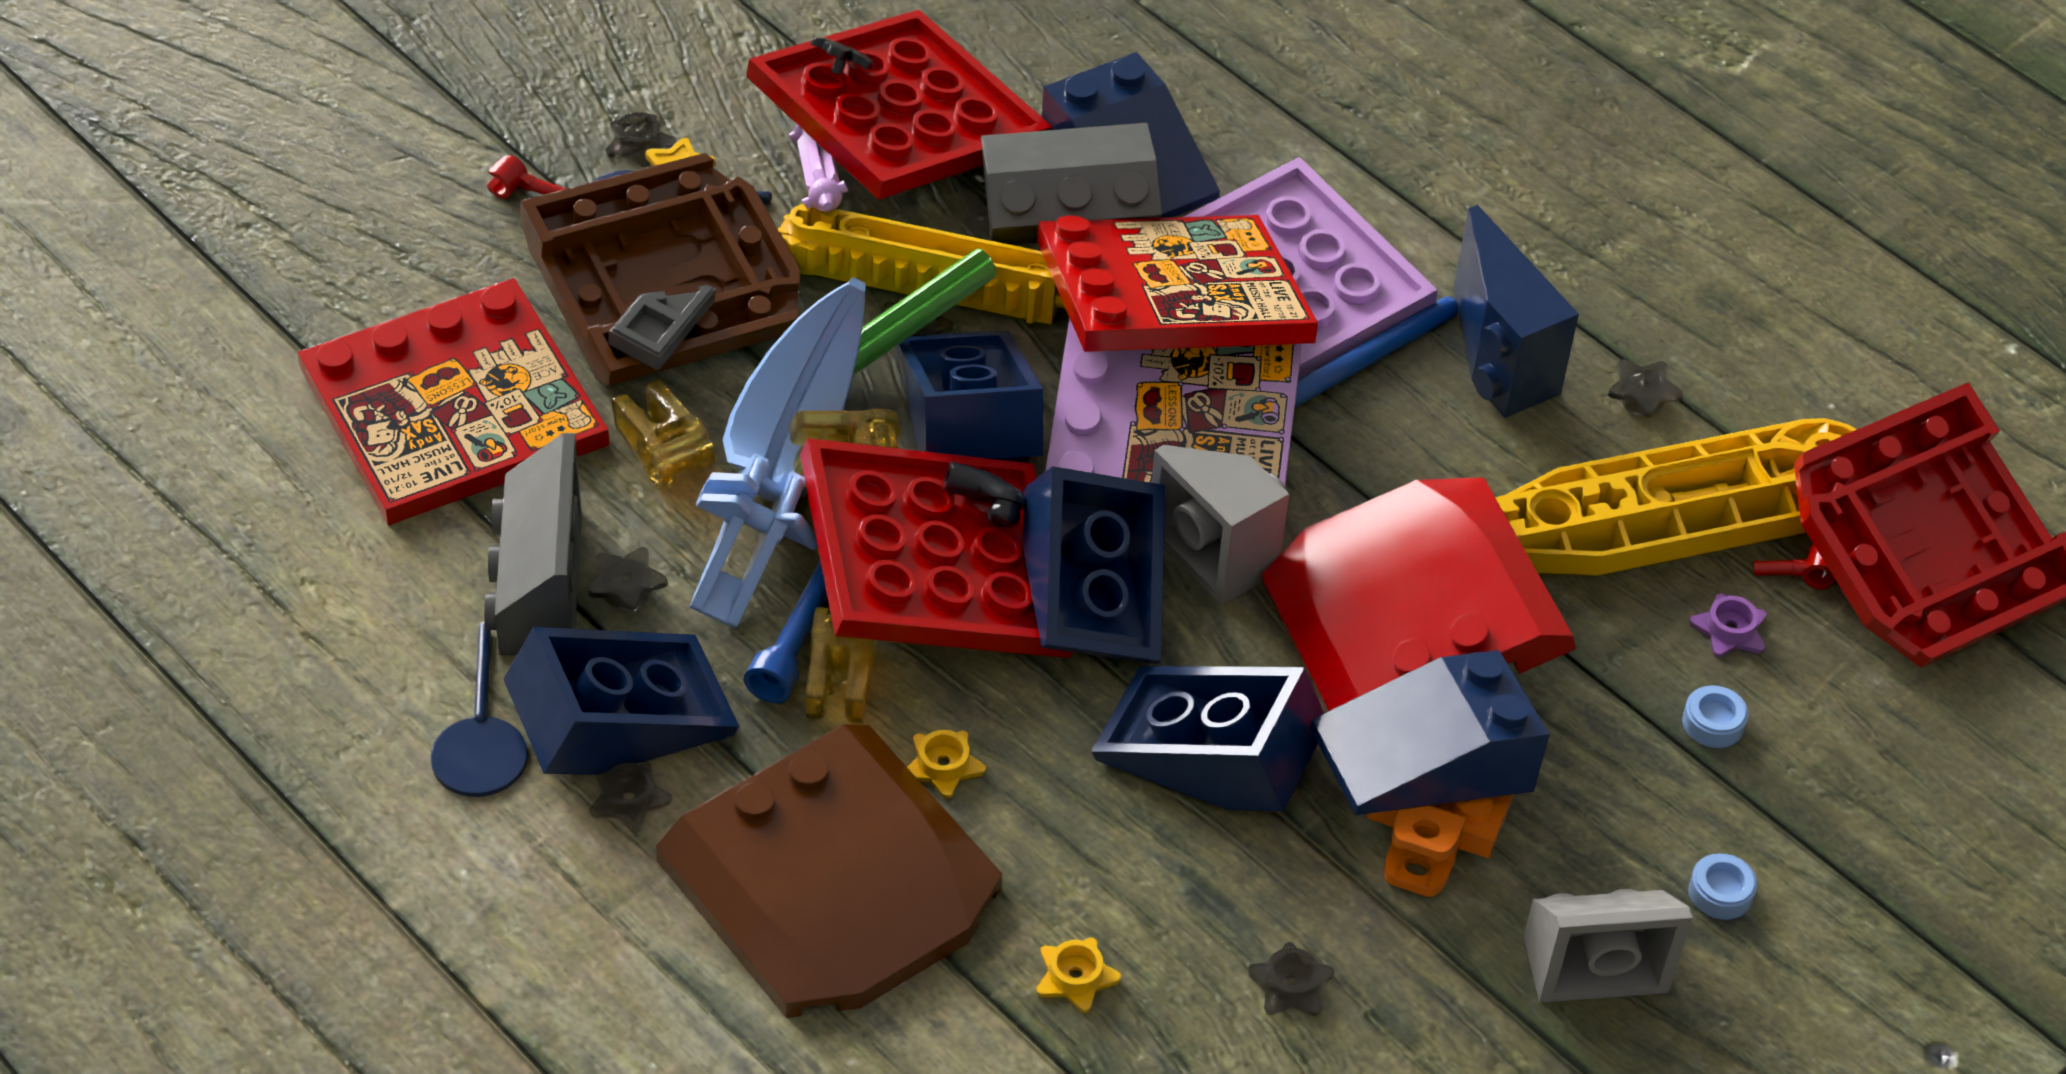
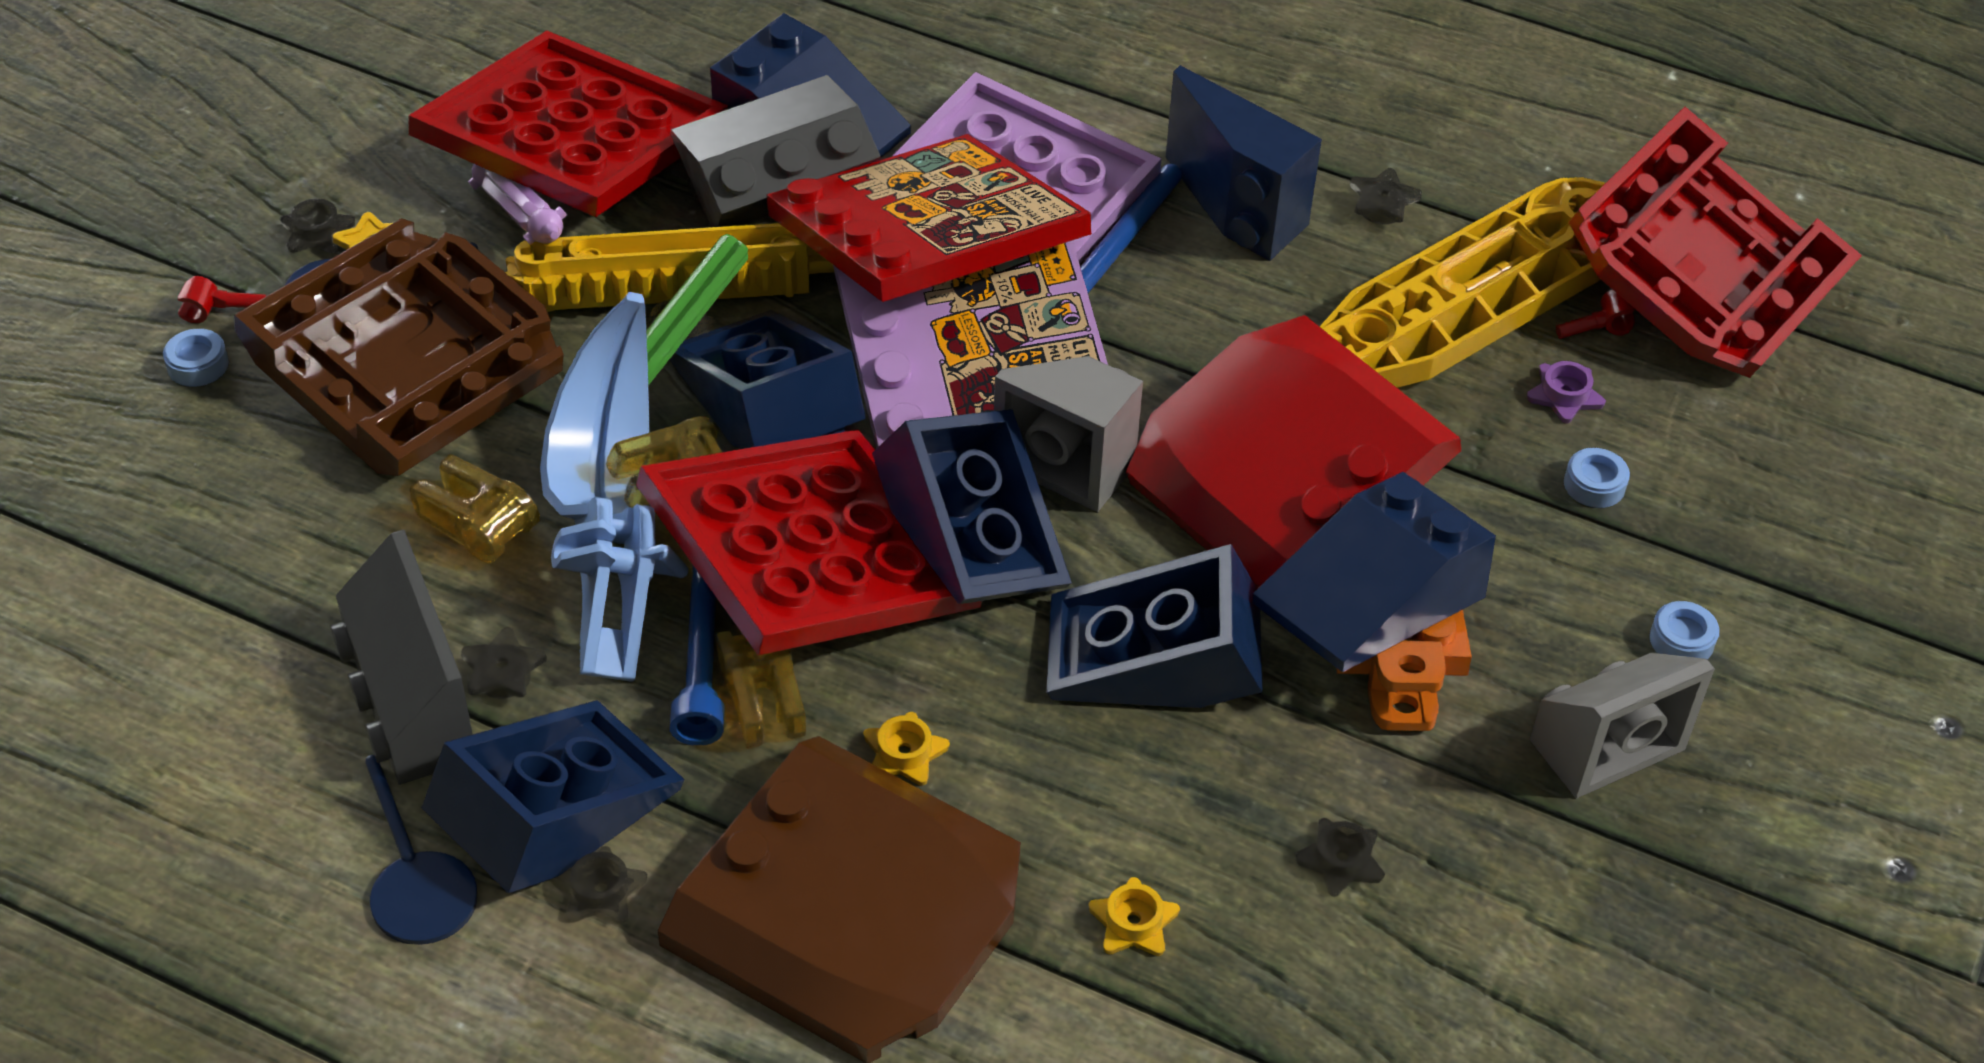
camera: 20 degrees left, 0 degrees up
(449, 398) = (231, 539): plate -> none
(485, 229) = (195, 357): none -> light blue tile
(659, 323) = (429, 398): dark grey tile -> none
(843, 54) = (502, 87): black plant -> none
(989, 488) = (831, 463): black arm -> none

